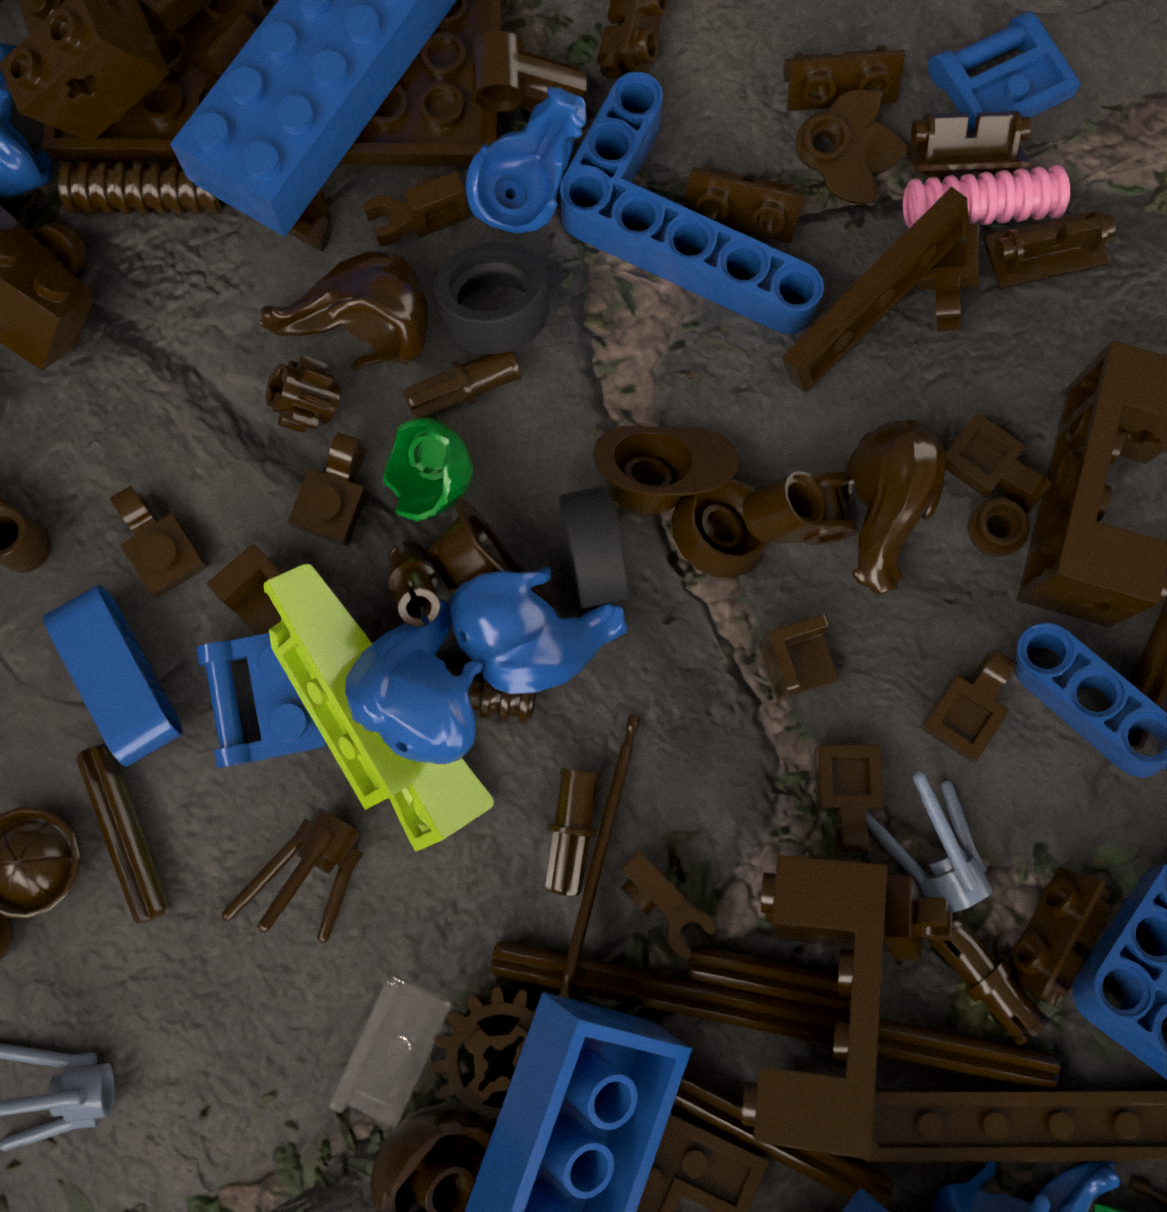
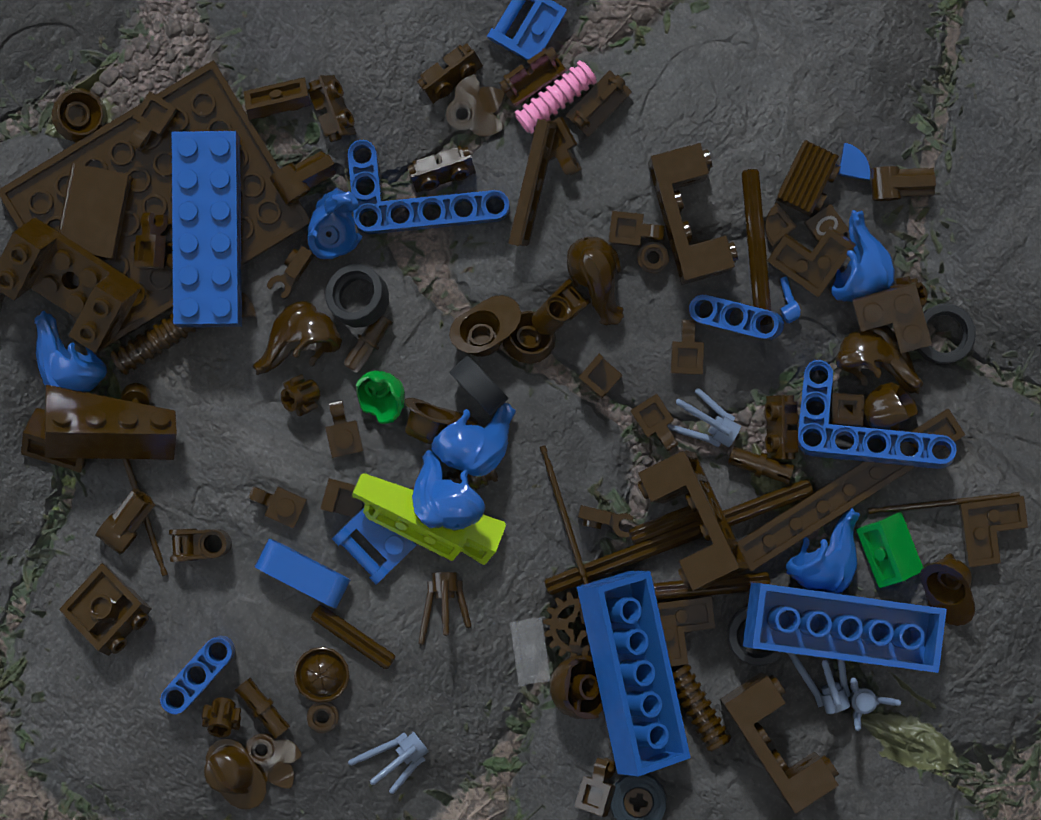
camera: 25 degrees left, 10 degrees up
(413, 583) = (410, 451): dark brown pin -> none
(571, 831) = (546, 513): dark brown axle -> none
(913, 918) = (711, 460): dark brown tile -> none

